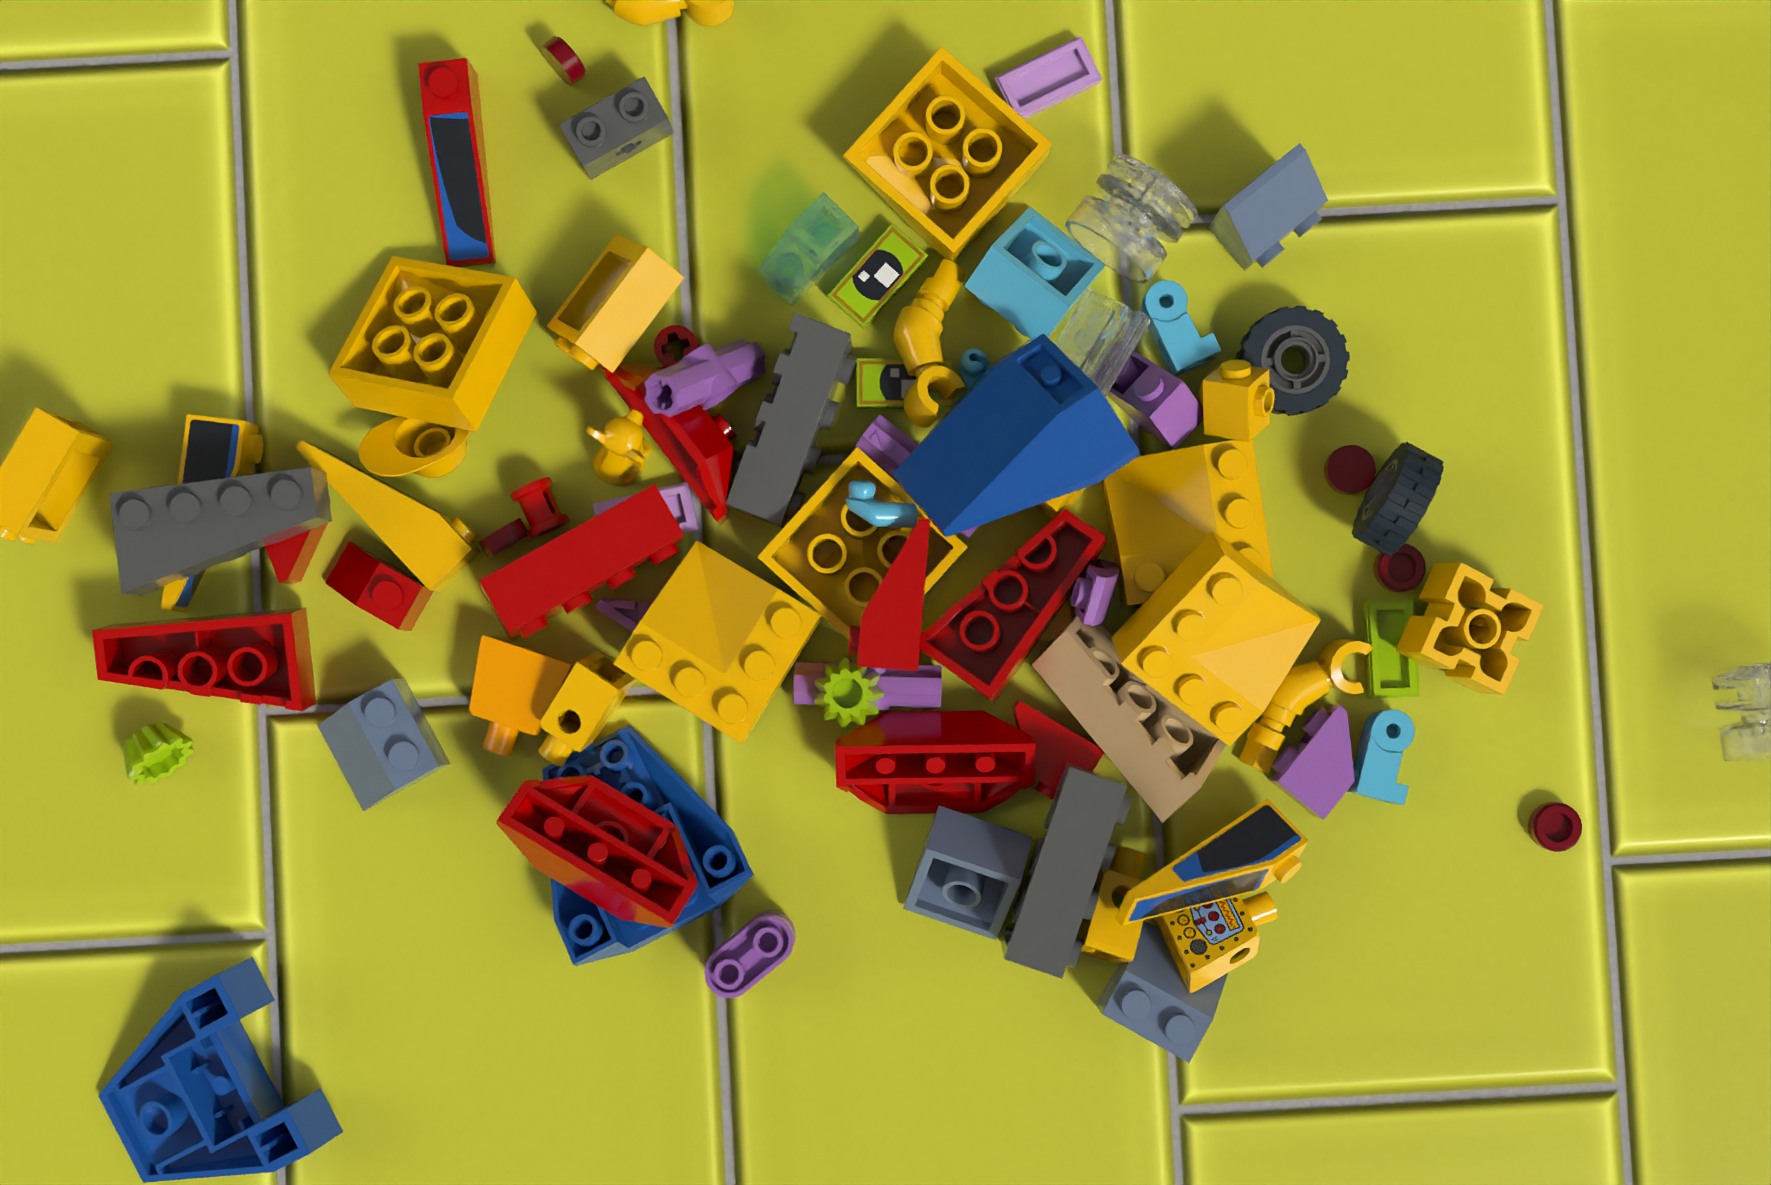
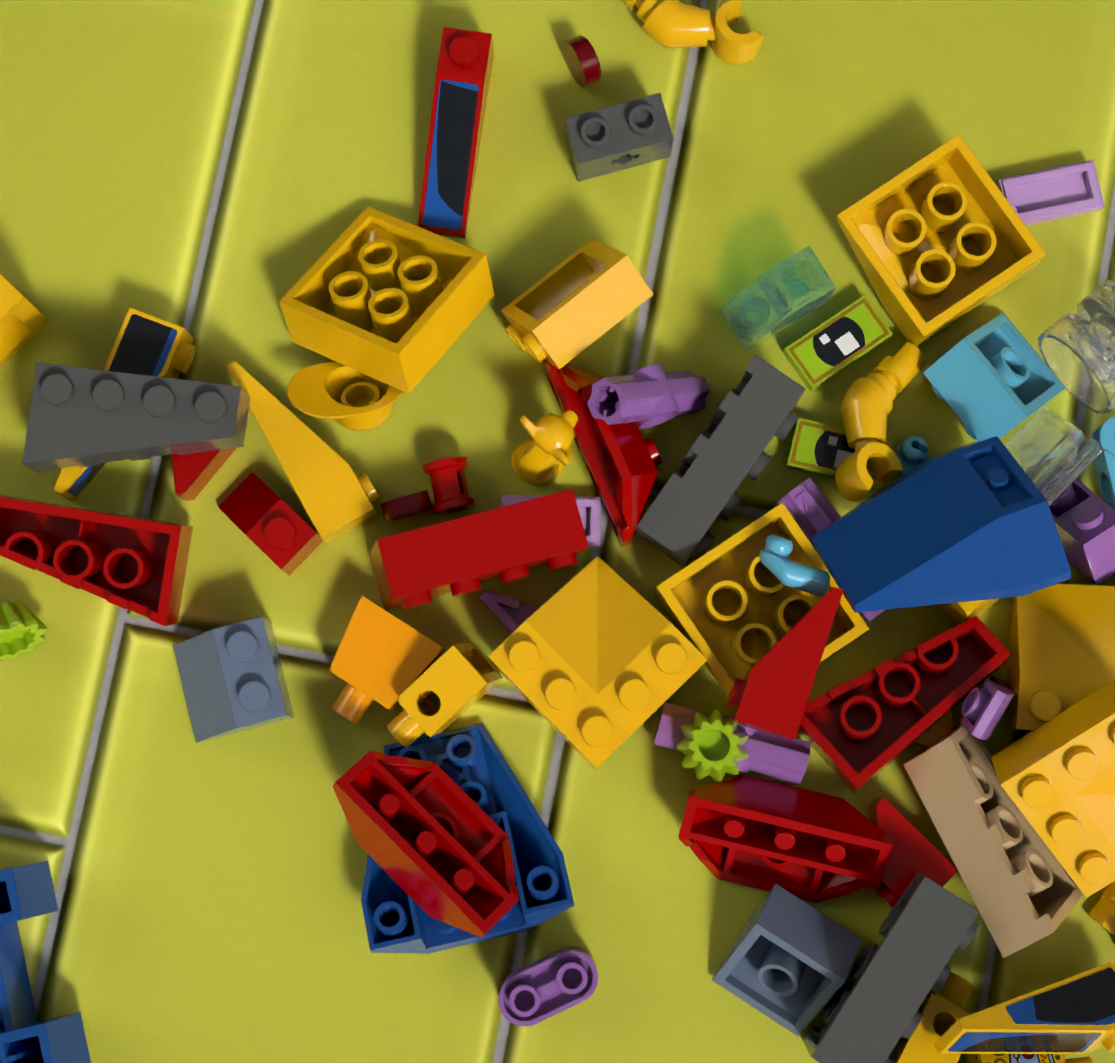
camera: 15 degrees right, 5 degrees down
(664, 345) = (623, 348): red bush -> none

